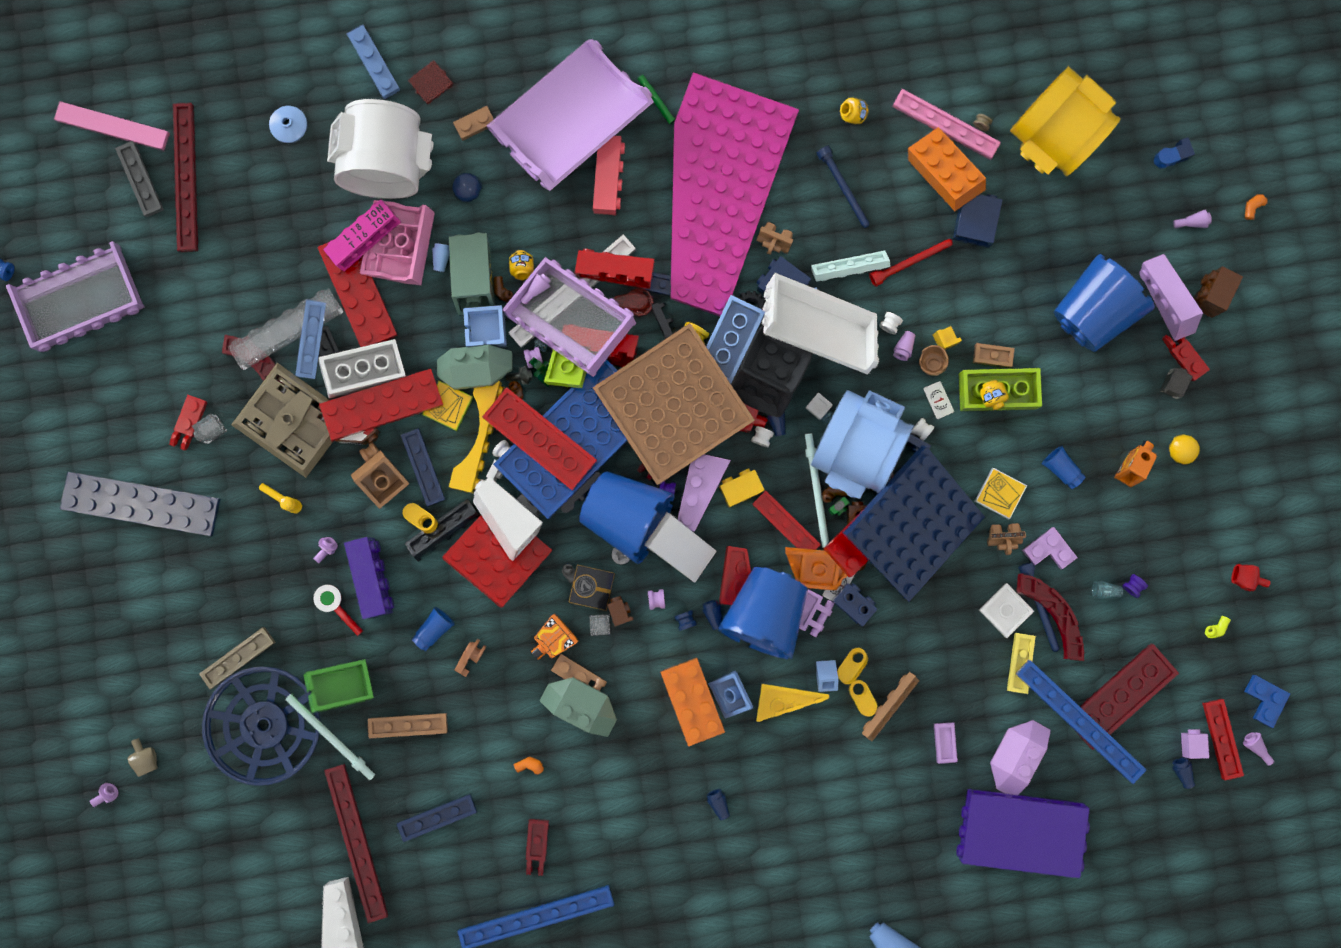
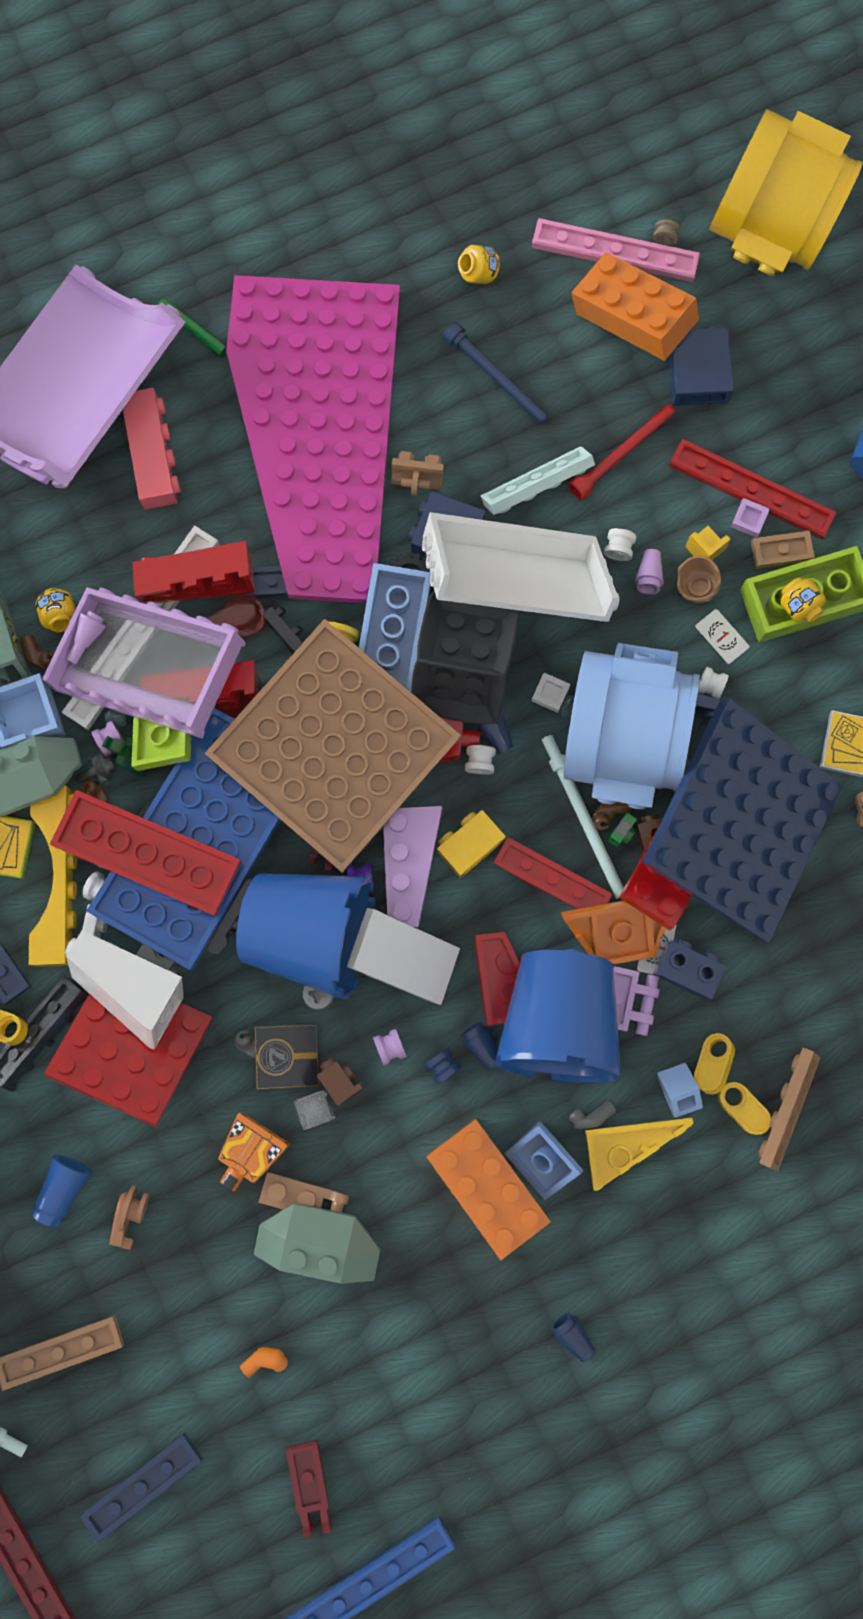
camera: 10 degrees left, 5 degrees down
(769, 678) = (595, 1119): none -> dark grey arm
(979, 328) = (750, 517): none -> lavender plate
(987, 309) = (748, 485): none -> red tile

